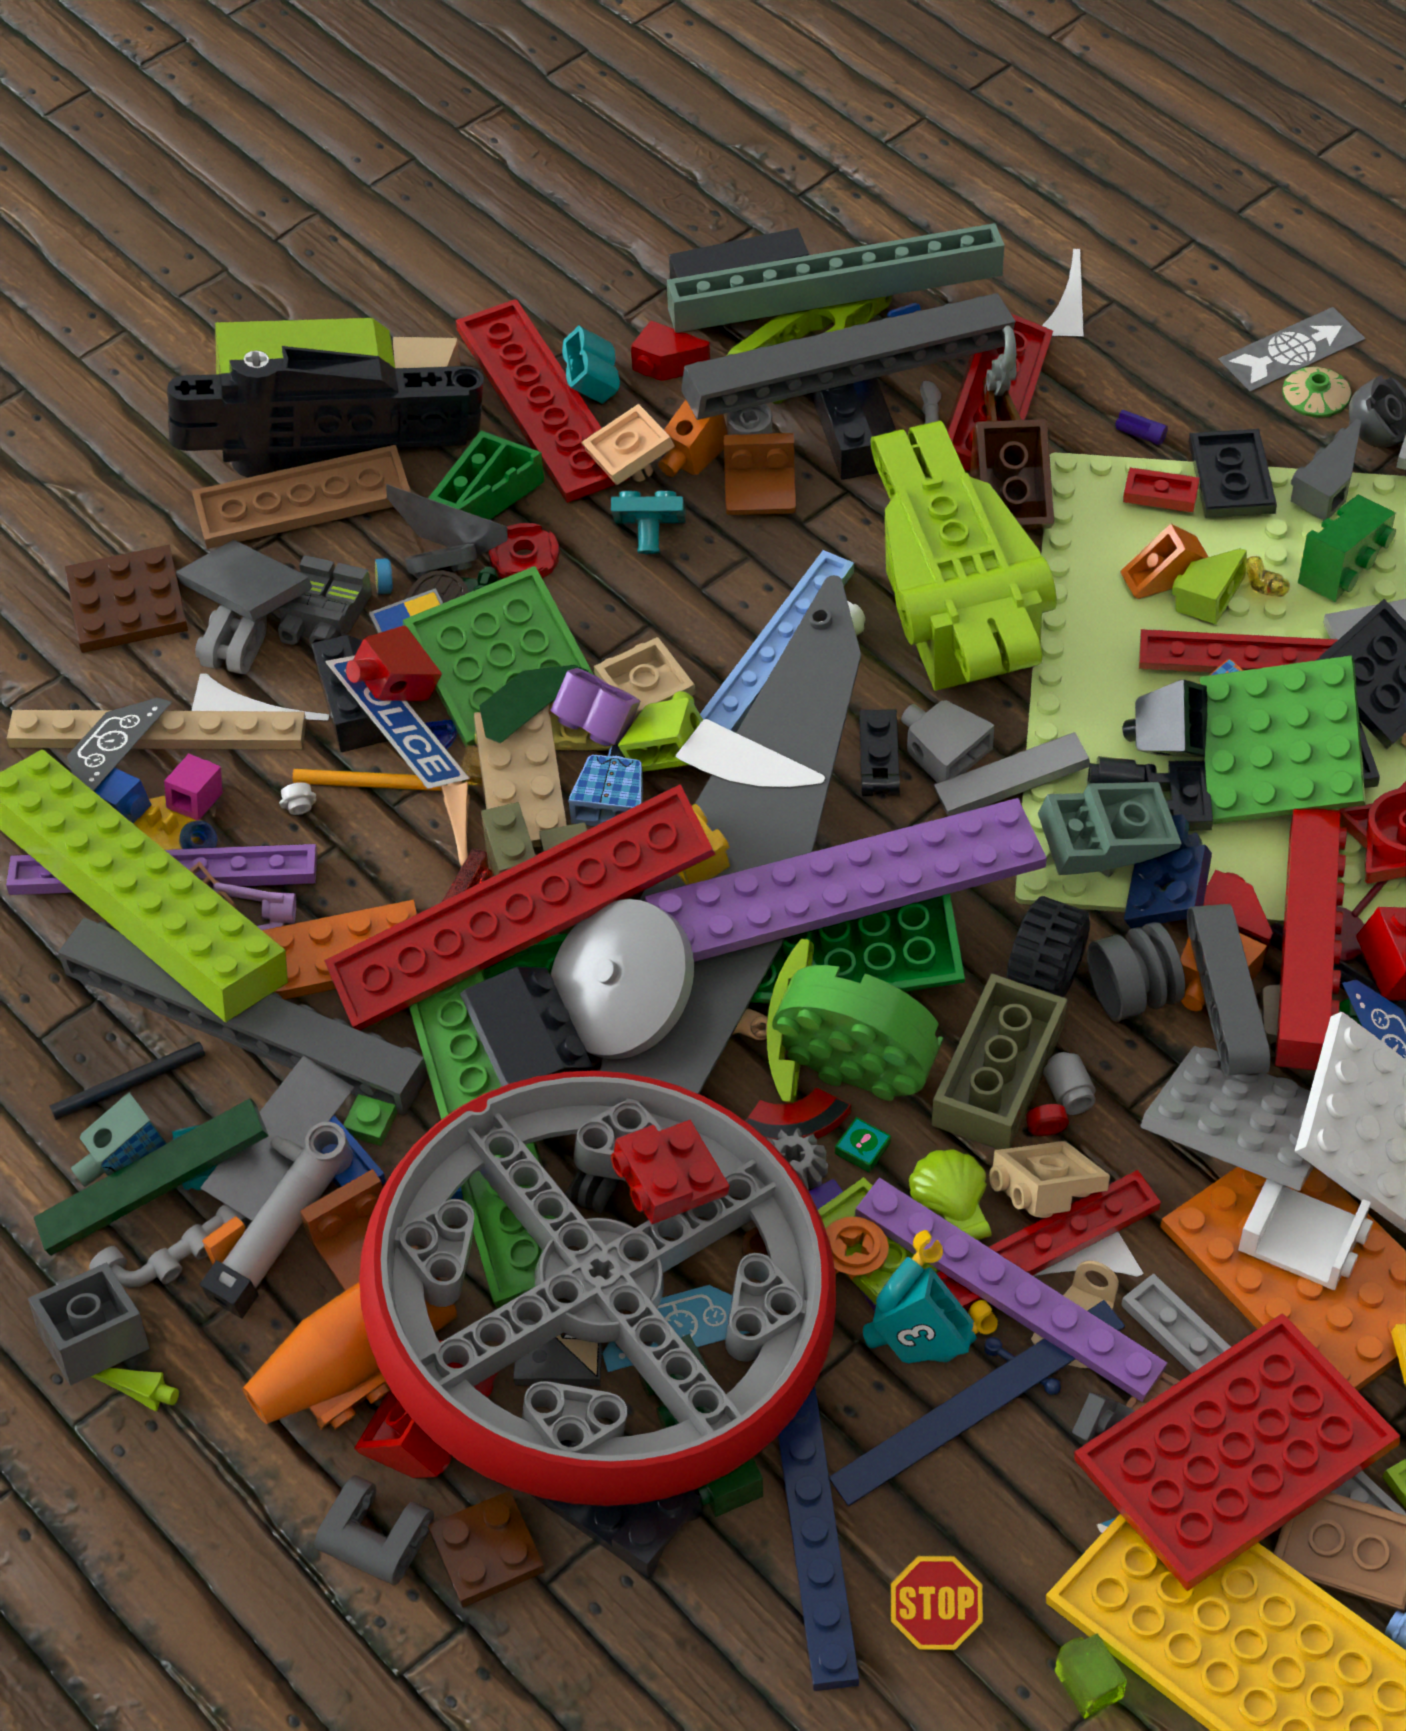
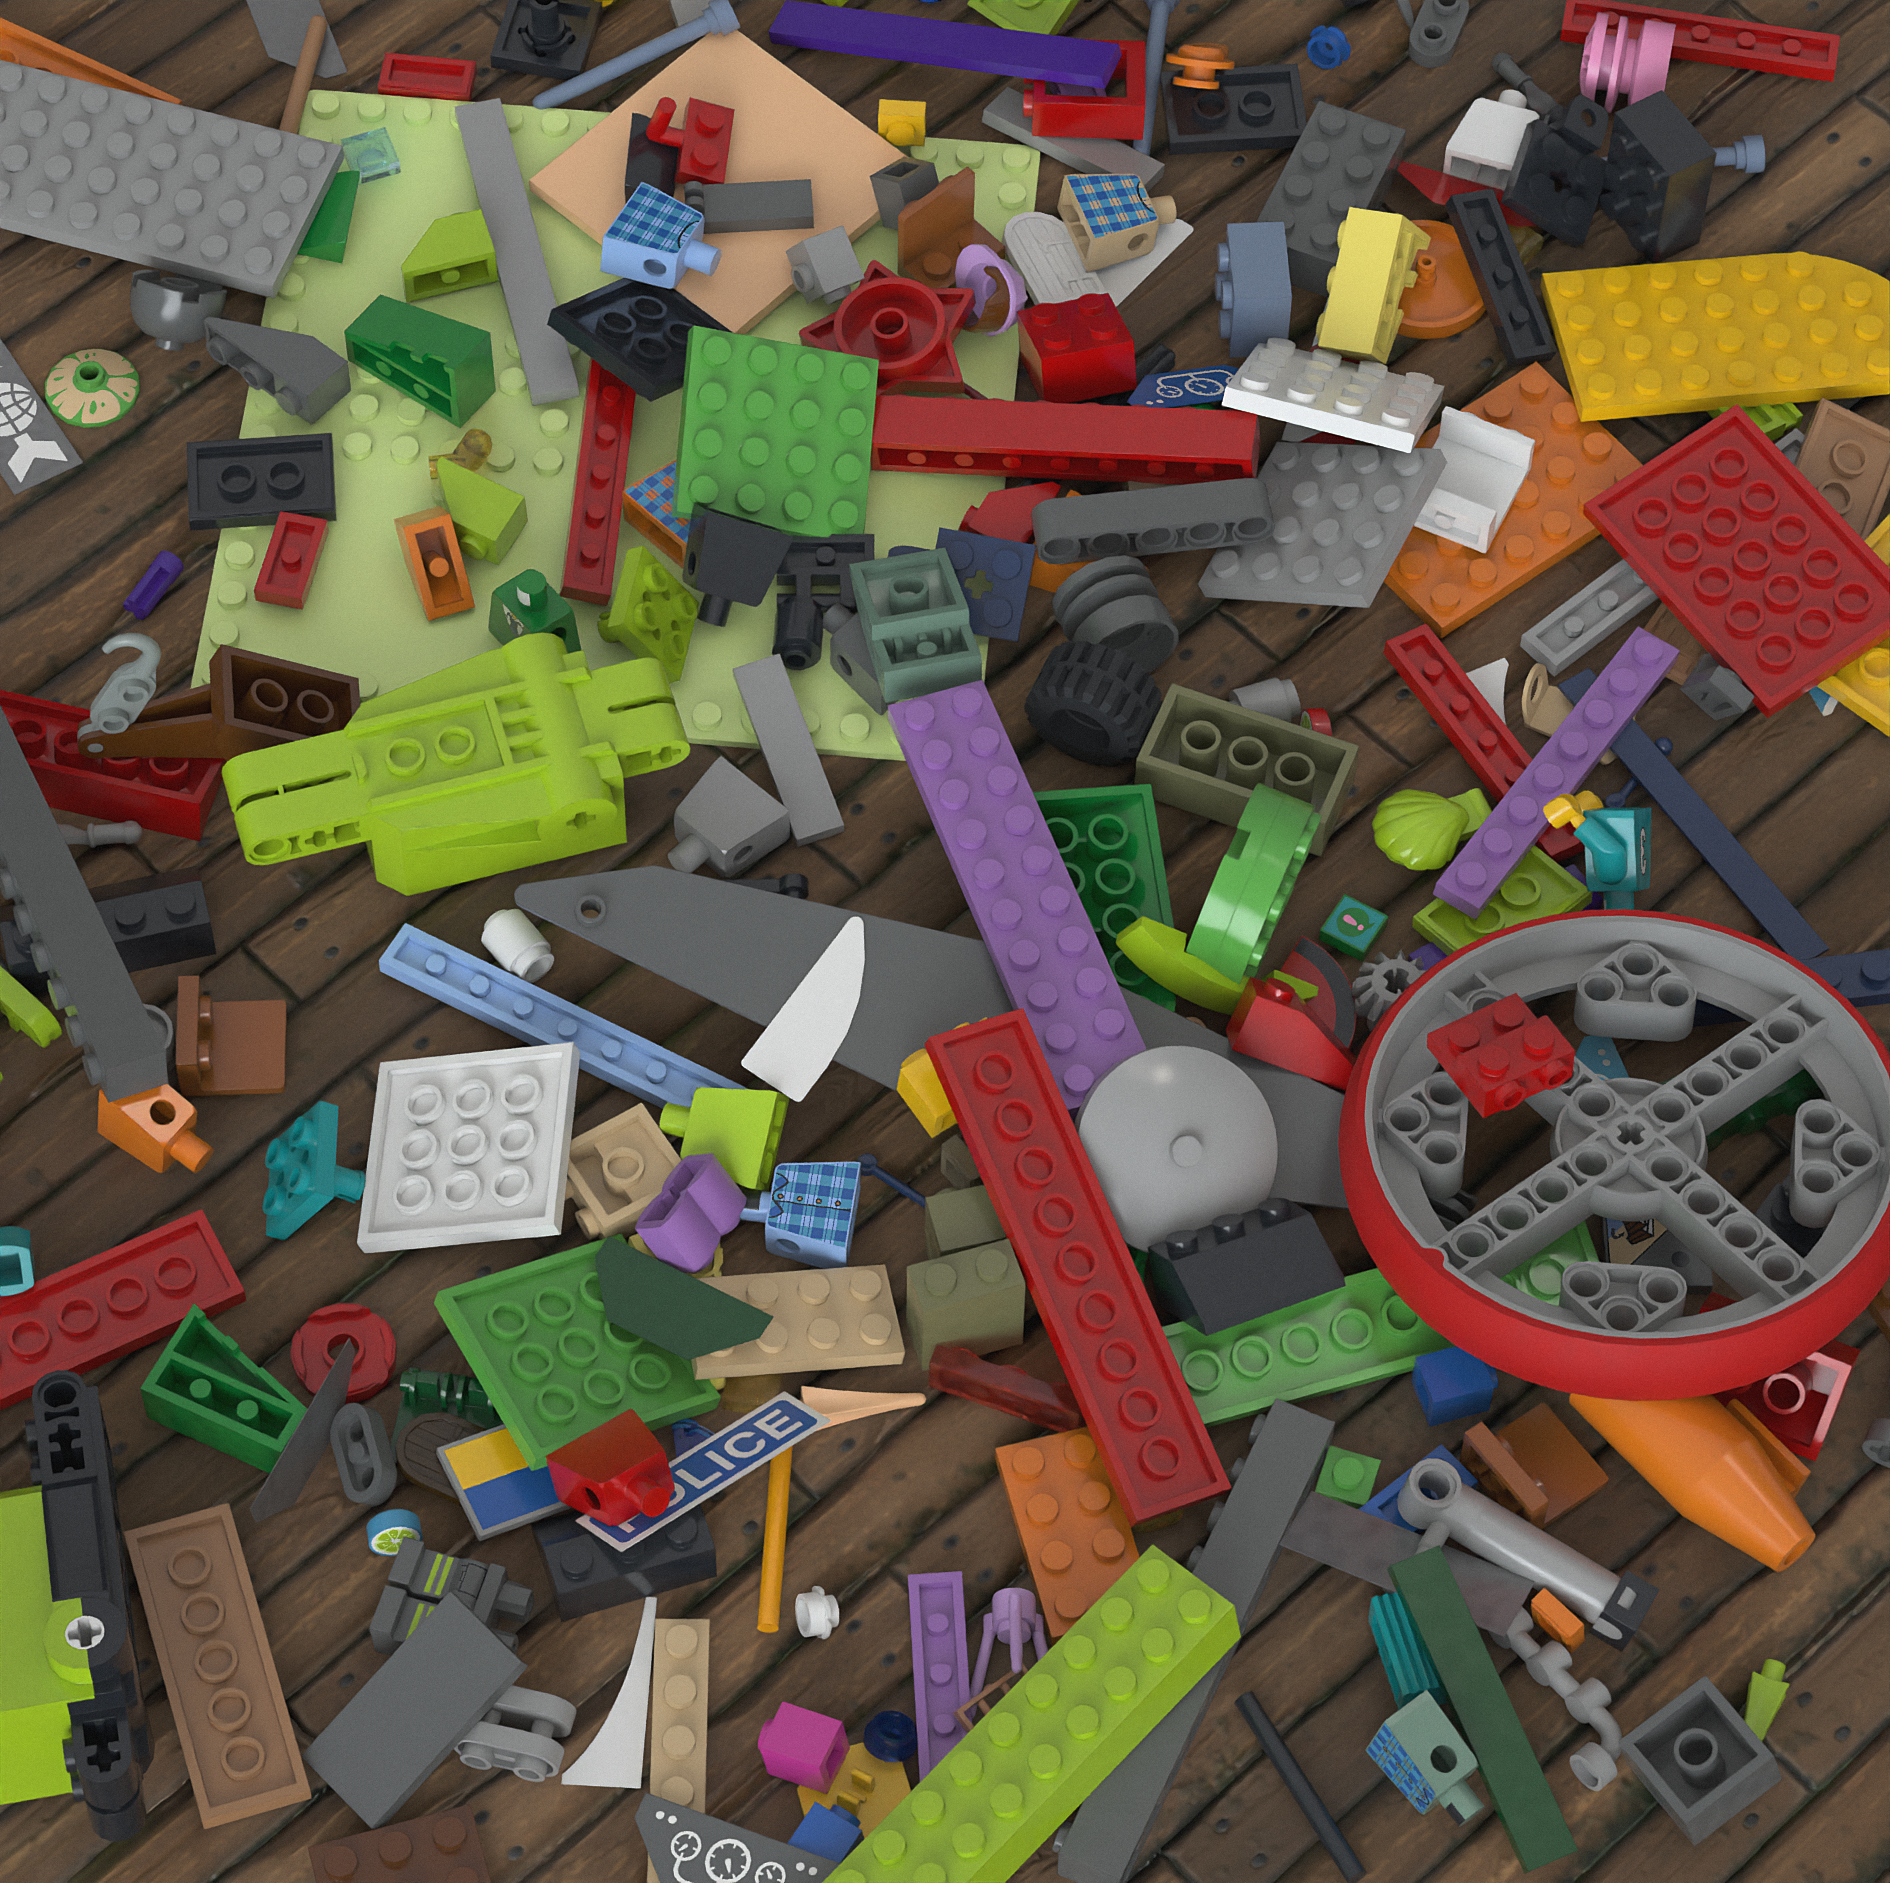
camera: 95 degrees left, 5 degrees up
(628, 445) = (177, 1193): light nougat tile -> none
(663, 596) = (469, 1148): none -> white plate
(737, 1064) = (1284, 1031): none -> red slope
(849, 1232) = (1520, 898): orange gear -> none
(1046, 1177) = (1408, 726): tan plate -> none
(1104, 616) = (530, 607): none -> green torso
(1119, 666) = (651, 613): none -> lime plate

